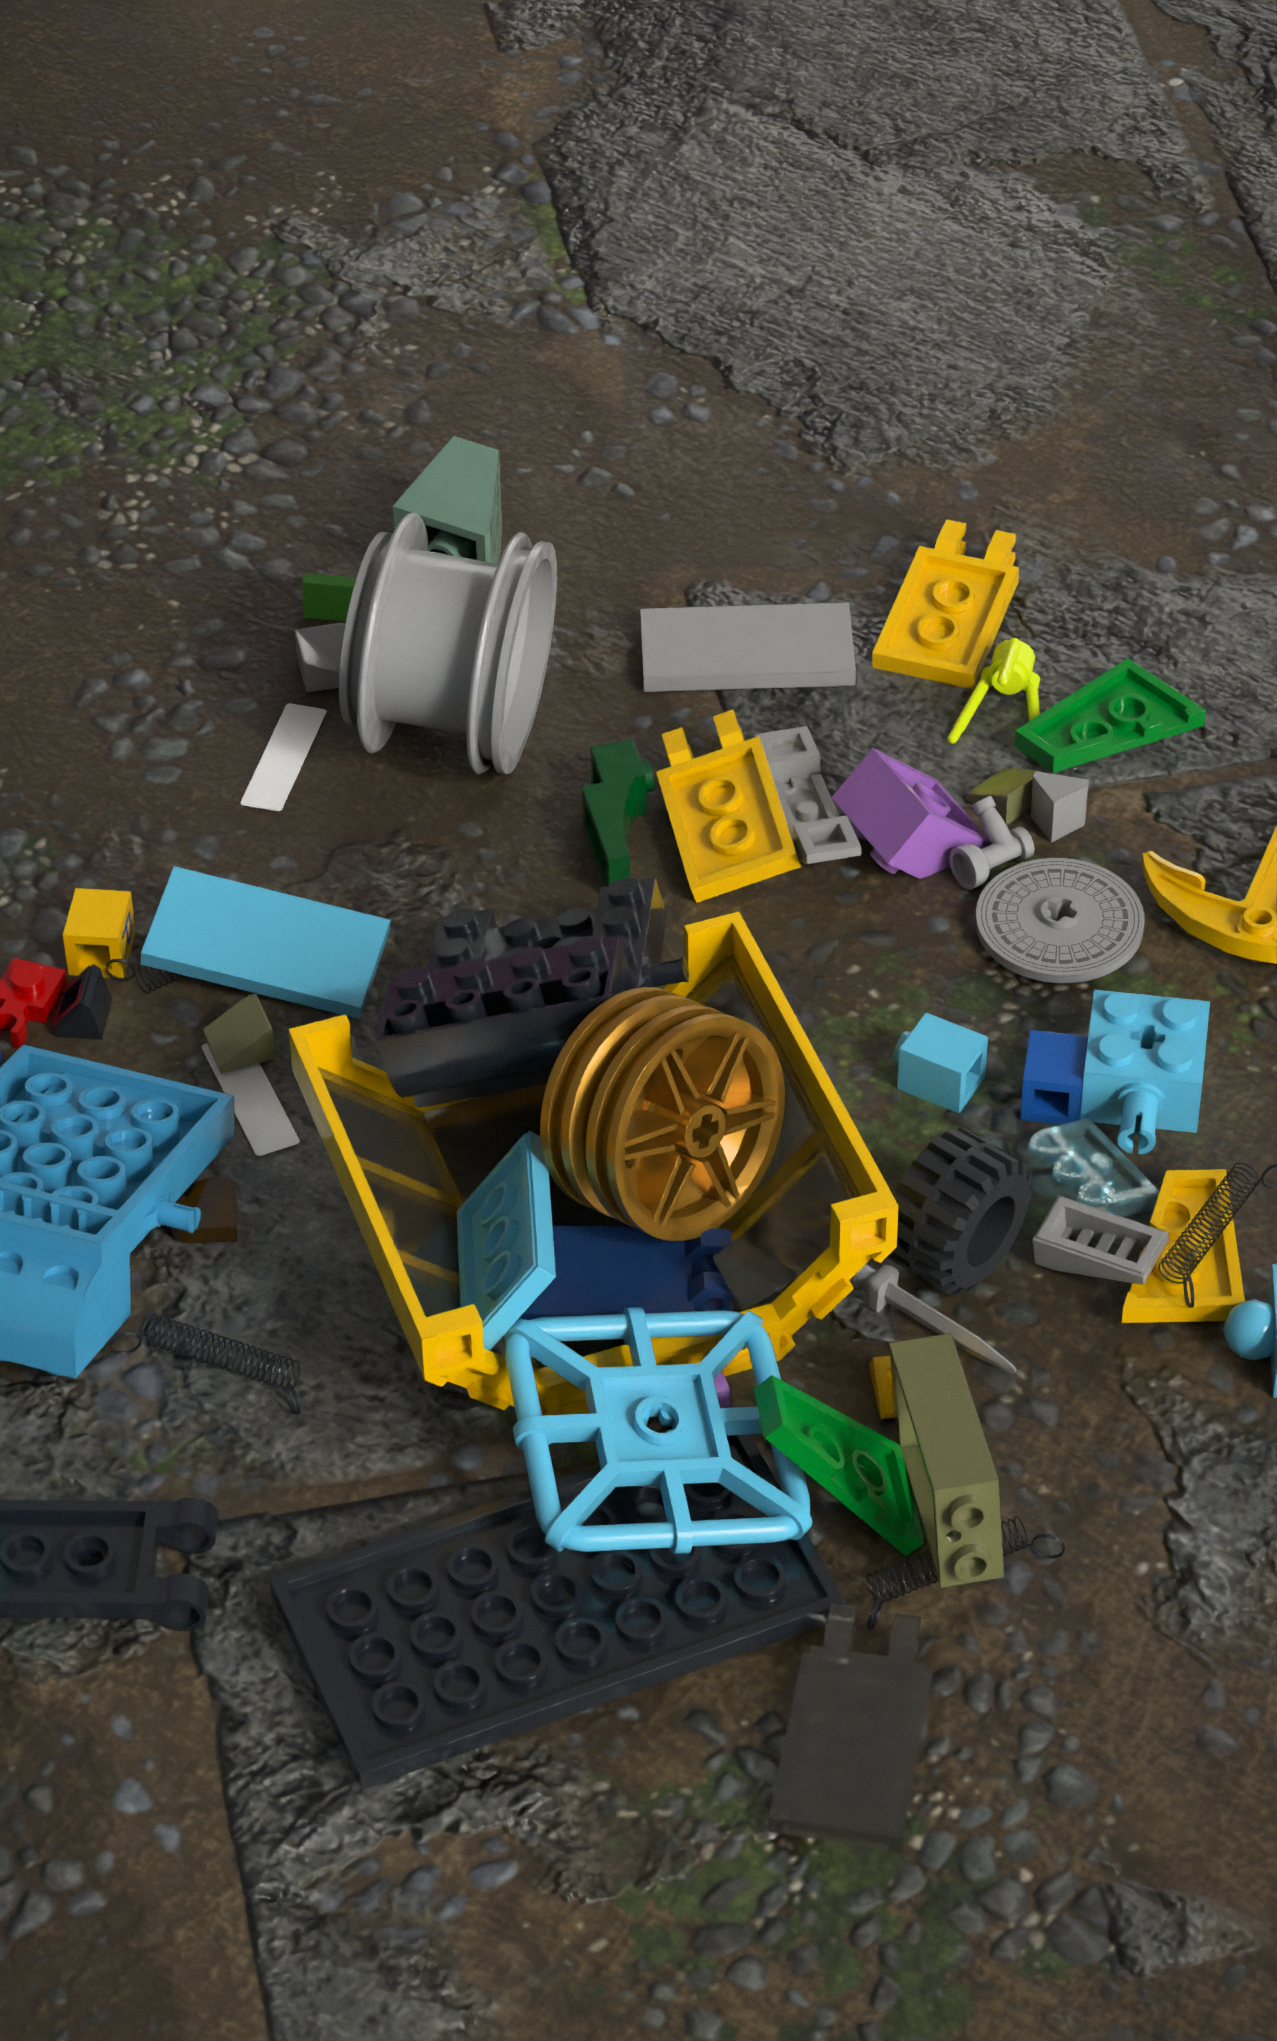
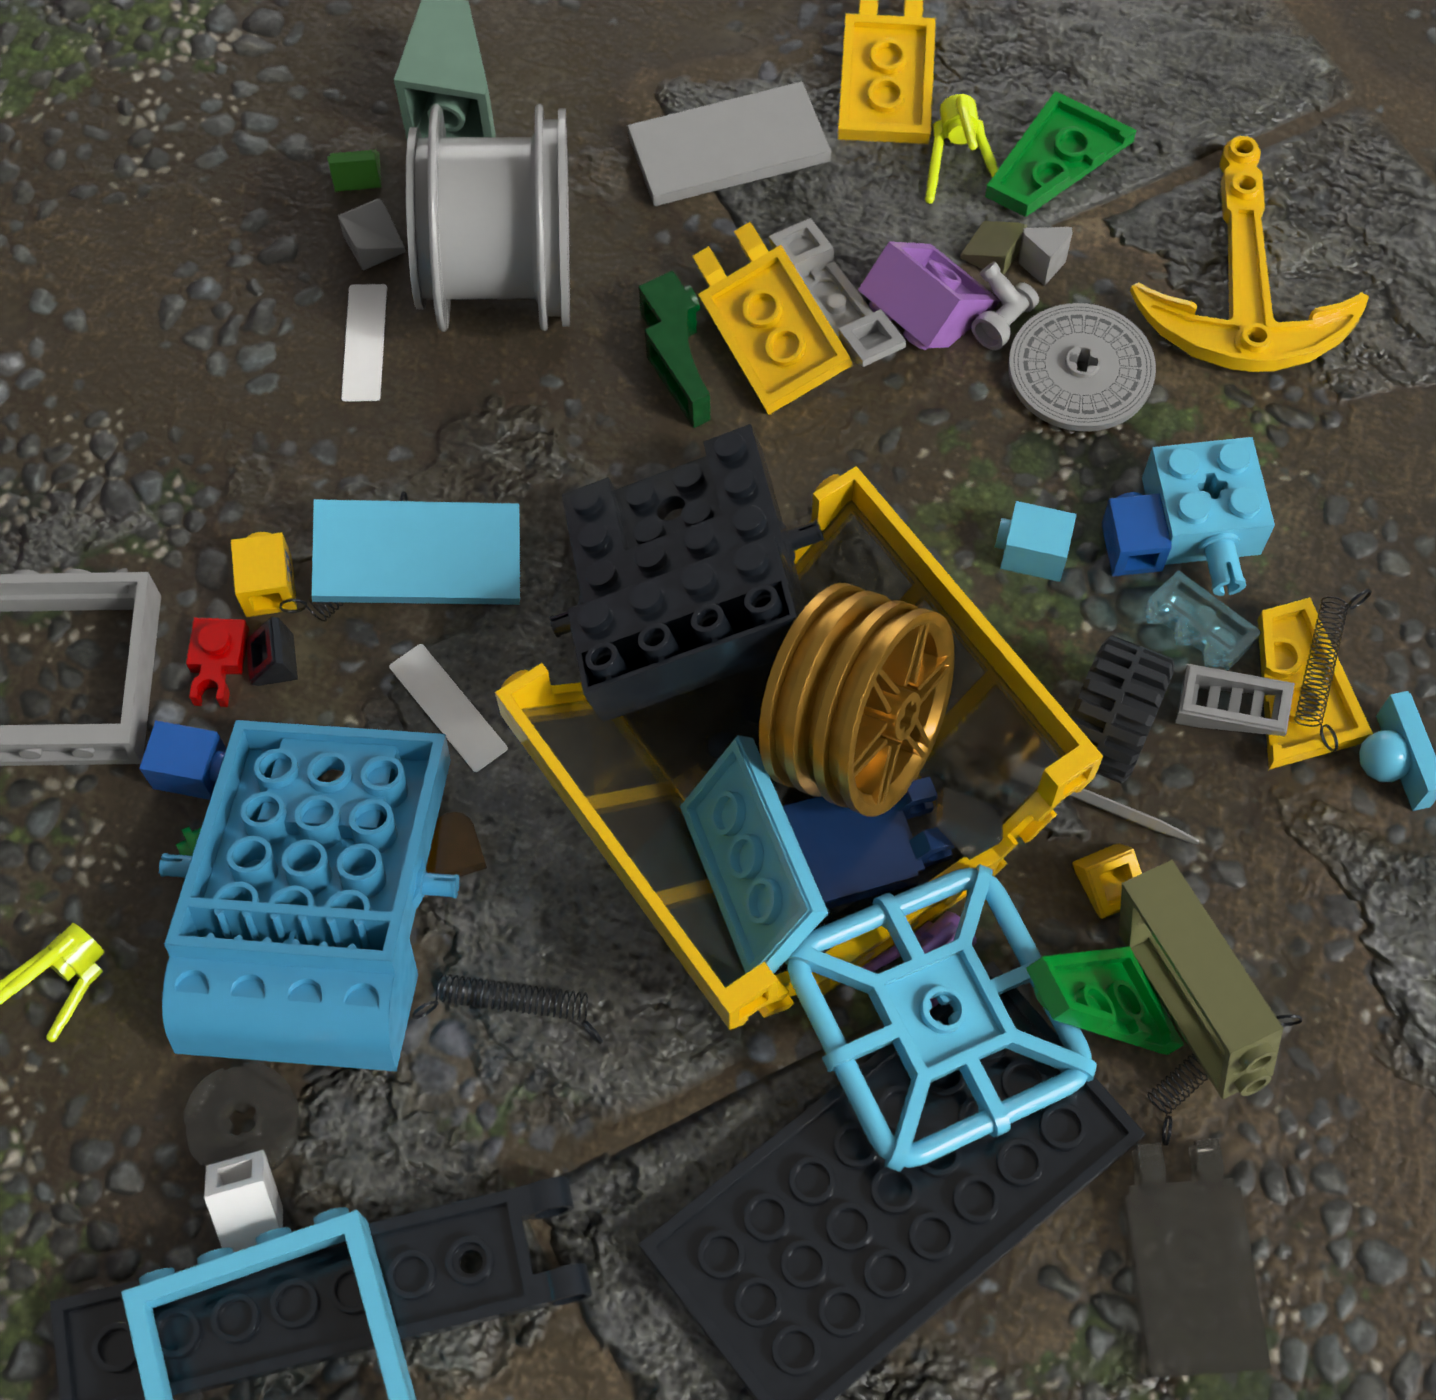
camera: 15 degrees left, 20 degrees up
(241, 1036) = (423, 654): olive slope -> none

